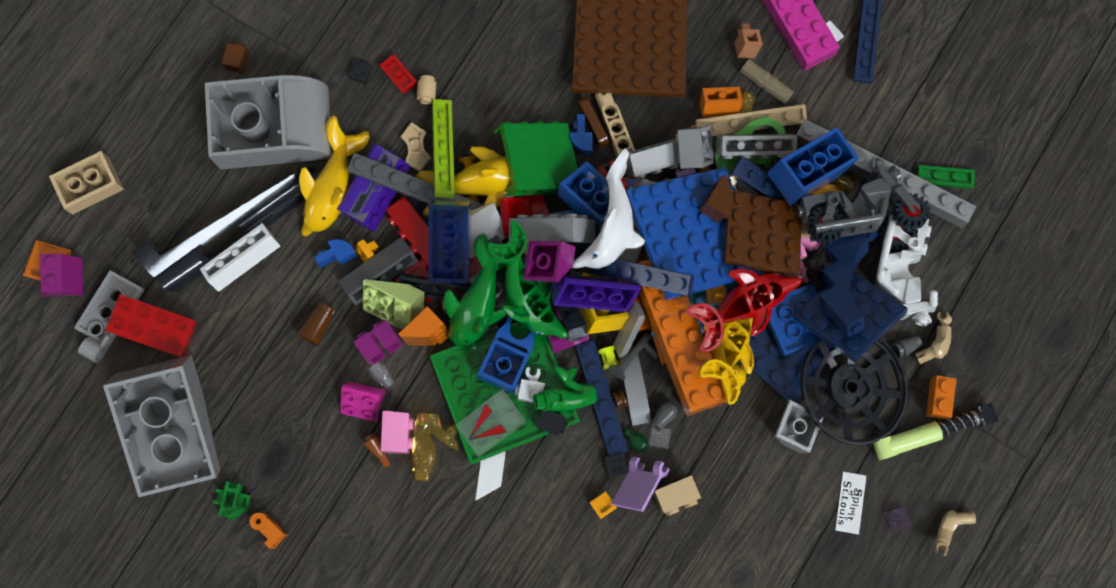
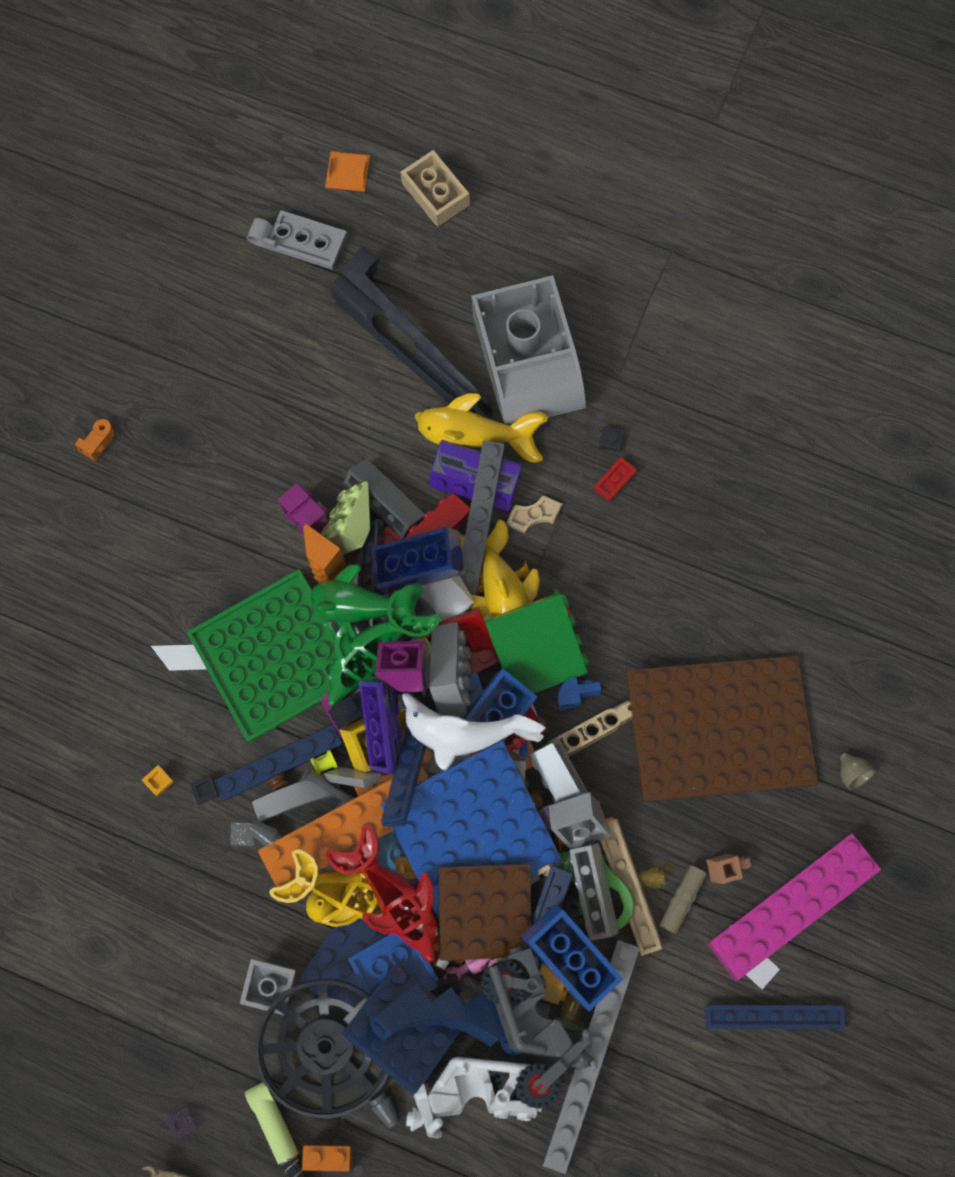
camera: 85 degrees right, 5 degrees down
(61, 275) = (332, 185): magenta slope -> none
(151, 326) = (290, 283): red brick -> none
(163, 425) = (188, 314): light grey slope -> none
(234, 505) = (122, 402): green piece -> none
(235, 57) = (602, 306): reddish brown brick -> none
(240, 257) = (378, 354): white brick -> none
(316, 324) = (317, 446): reddish brown plant -> none
(339, 251) = (401, 454): blue brick -> none
(361, 401) = (242, 508): dark pink bracket -> none
(365, 250) = (406, 483): light orange tile -> none
(373, 444) = (196, 530): dark orange cone -> none
(381, 374) = (274, 521): clear cone -> none
(396, 432) = (209, 548): bright pink slope -> none
(423, 448) = (198, 580): clear yellow piece -> none
(426, 89) = (601, 512): tan brick -> none
(443, 148) = (532, 540): lime plate -> none
(491, 423) = (232, 646): clear slope -> none
(508, 351) = (309, 655): blue brick -> none
(529, 387) = (273, 680): white brick -> none
(552, 423) = (239, 709): black brick -> none
(563, 400) = (264, 715): green piece -> none
(593, 122) = (596, 703): reddish brown beam -> none
(637, 440) = (234, 808): dark green cylinder -> none
(639, 485) = (181, 814): lavender flag -> none
(676, 495) = (175, 858): tan brick -> none
(719, 201) = (510, 851): reddish brown slope -> none
(720, 101) = (645, 845): orange brick -> none
(850, 503) = (194, 1065): white sticker -> none
(941, 344) = (396, 1153): tan arm -> none
(947, 176) = (603, 1137): green tile -> none

